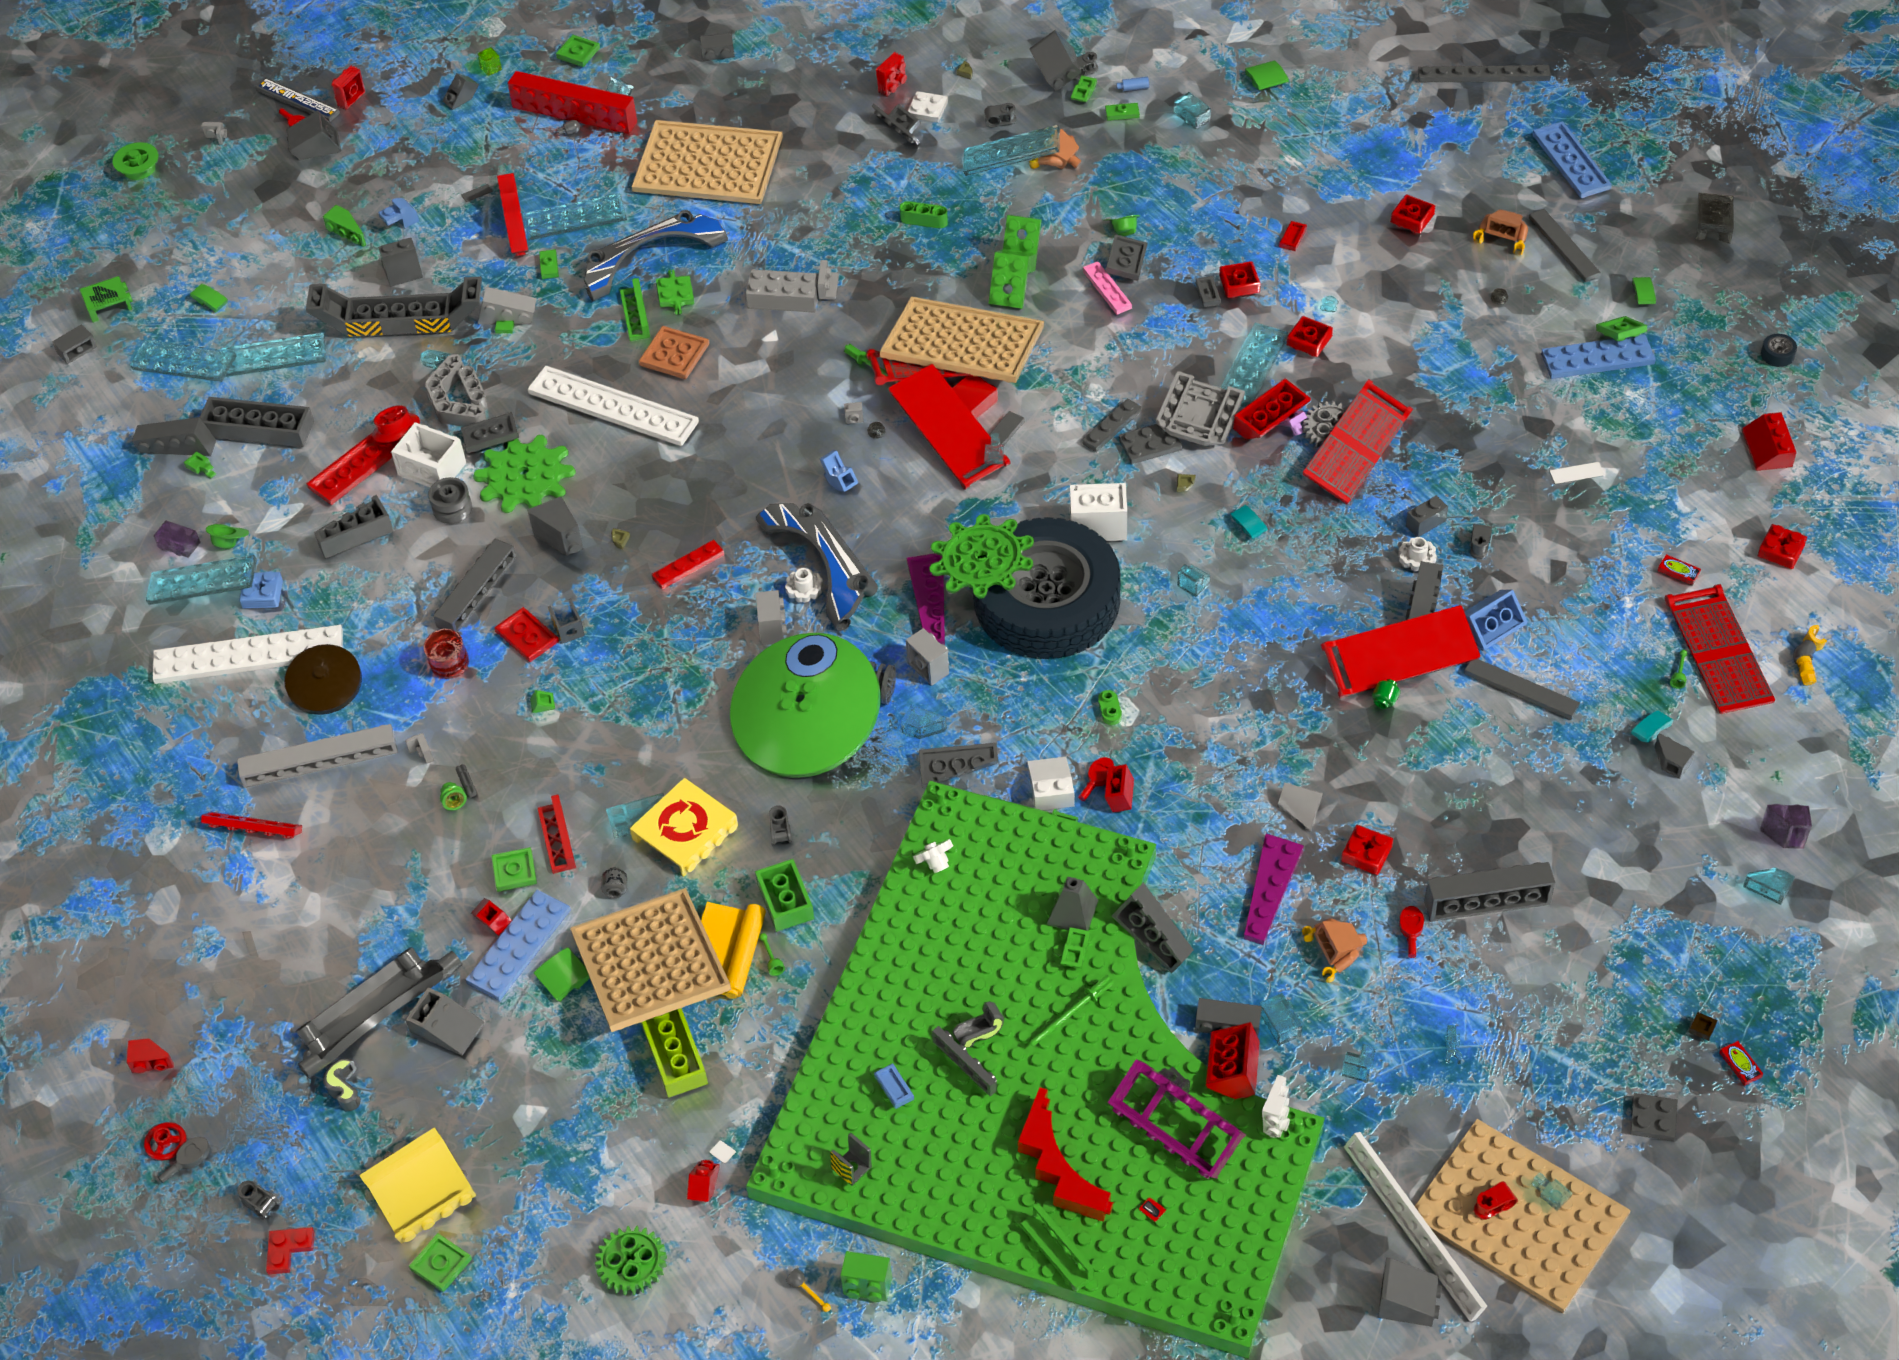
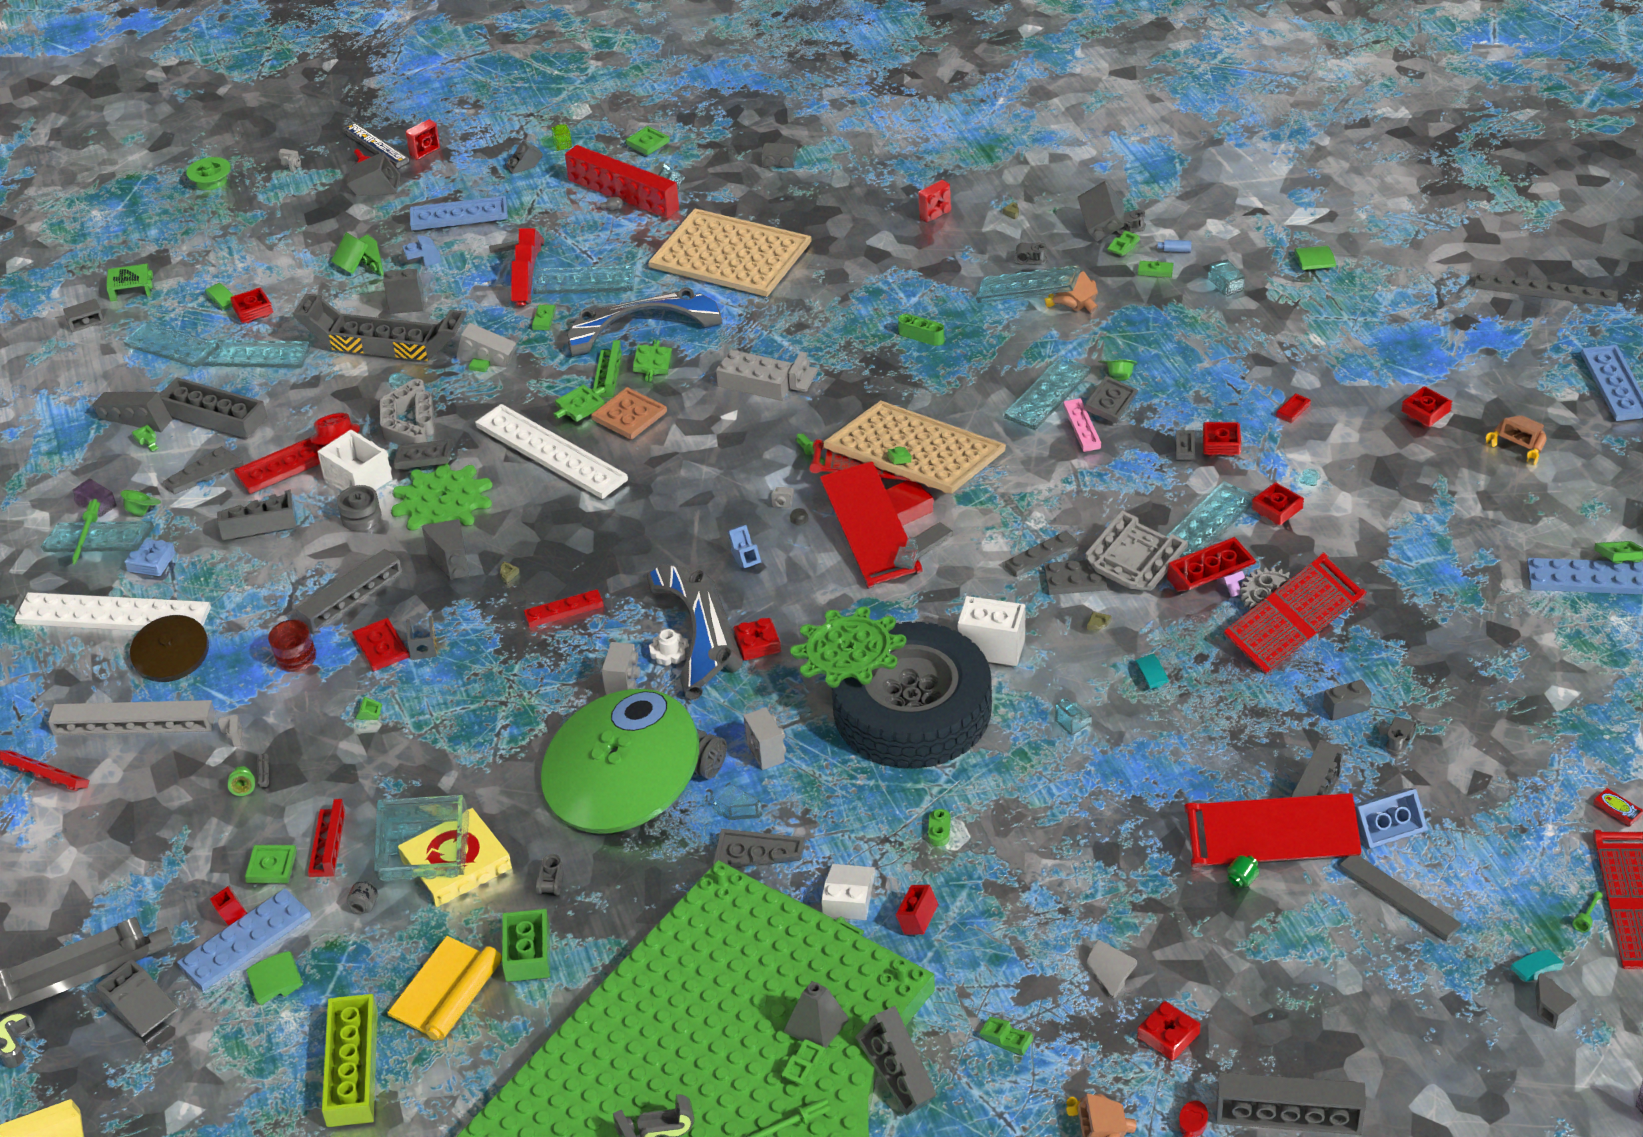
camera: 15 degrees right, 10 degrees down
(186, 560) = (88, 516): none -> bright green piece
(246, 302) = (251, 305): none -> red brick
(273, 488) = (202, 470): none -> dark grey wing
(325, 228) = (349, 253): none -> bright green slope
(416, 163) = (458, 213): none -> medium blue plate
(622, 350) = (579, 402): none -> bright green plate
(647, 791) = (415, 811): none -> clear light blue windscreen
(649, 959) = (359, 979): tan plate -> none
(775, 966) = (490, 1011): bright green hinge -> none
(882, 560) = (757, 638): none -> red brick
(902, 120) = (932, 244): dark grey bracket -> none
(928, 106) = (962, 236): white plate -> none
(928, 594) = (789, 687): magenta wing -> none
(934, 855) = (689, 934): white plant -> none
(955, 353) = (899, 455): none -> bright green plate
(1015, 261) = (990, 385): bright green bracket -> none
(1064, 260) = (1047, 393): none -> clear light blue plate
(1096, 775) = (897, 892): red piece -> none
(1228, 884) = (1002, 1035): none -> bright green slope
(1274, 874) = (1055, 1037): magenta wing -> none
(1415, 551) = (1325, 730): white plant -> none
(1499, 296) = (1496, 499): clear smoke plate -> none
(1564, 245) = (1584, 463): dark grey tile -> none
(1576, 472) = (1530, 687): white sticker -> none

